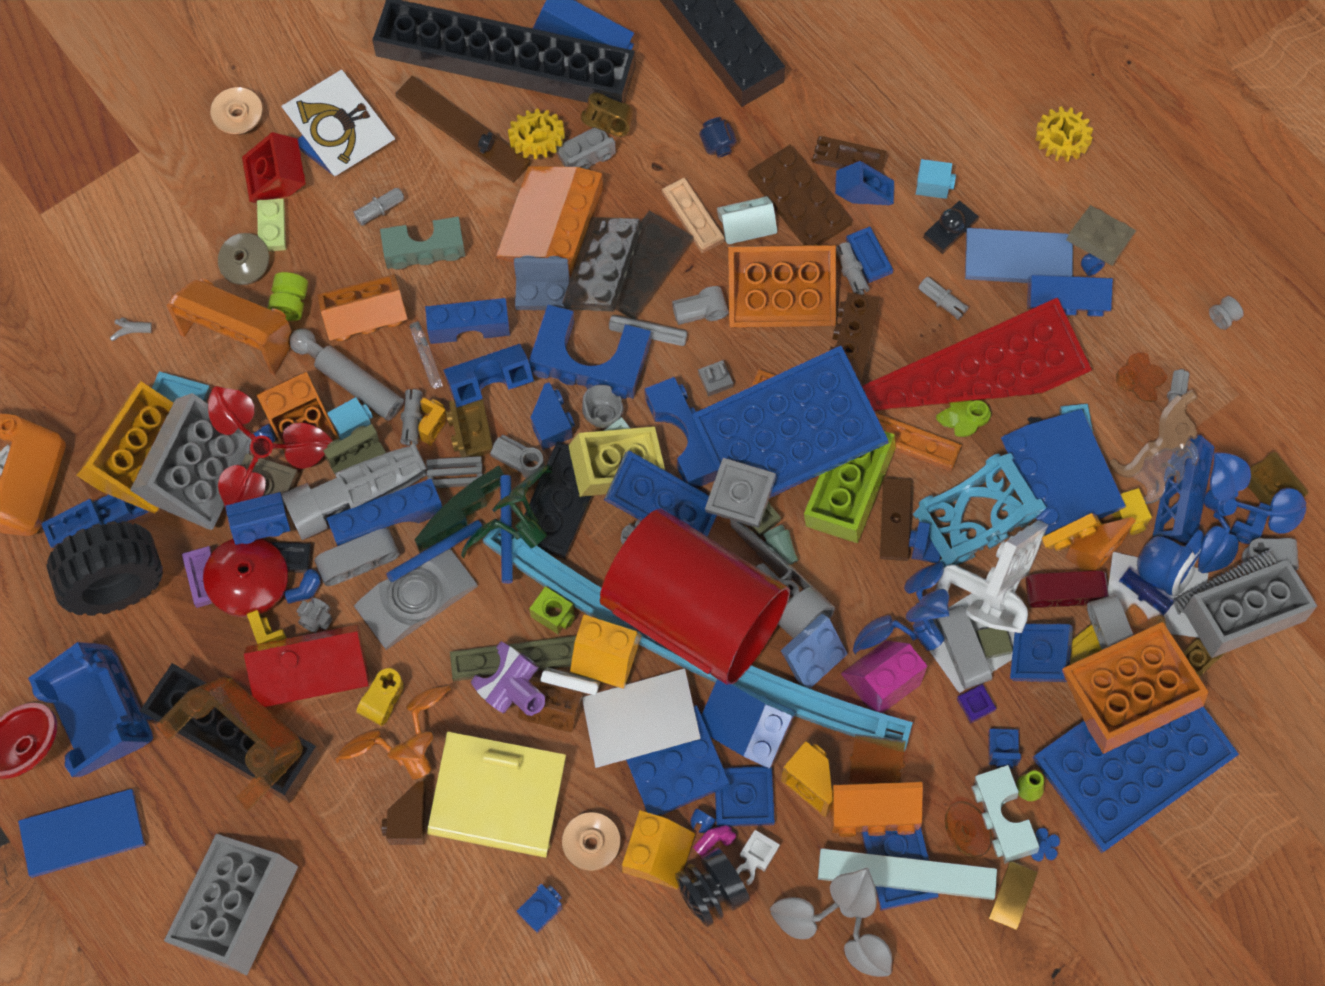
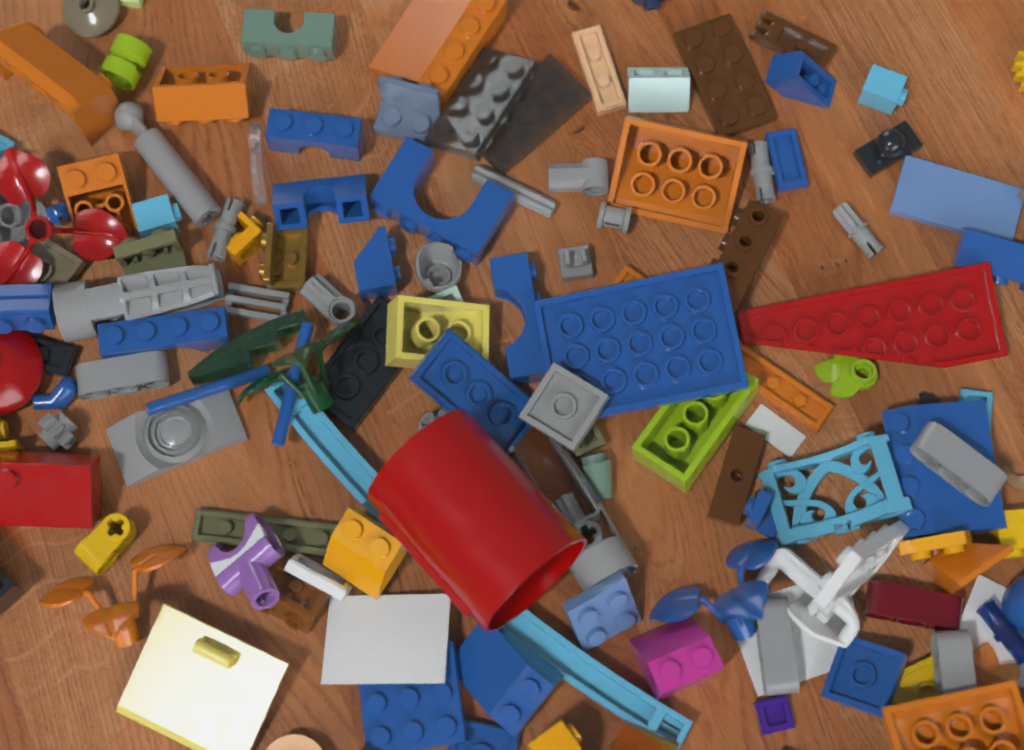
camera: 15 degrees right, 5 degrees up
(407, 818) = (98, 688): reddish brown slope -> none
(549, 599) = (311, 480): lime brick -> none
(738, 333) = (614, 217): none -> light grey bush
(920, 476) = (777, 430): none -> white sticker
(994, 642) = (812, 650): olive tile -> none
(1073, 462) = (958, 463): none -> light grey beam

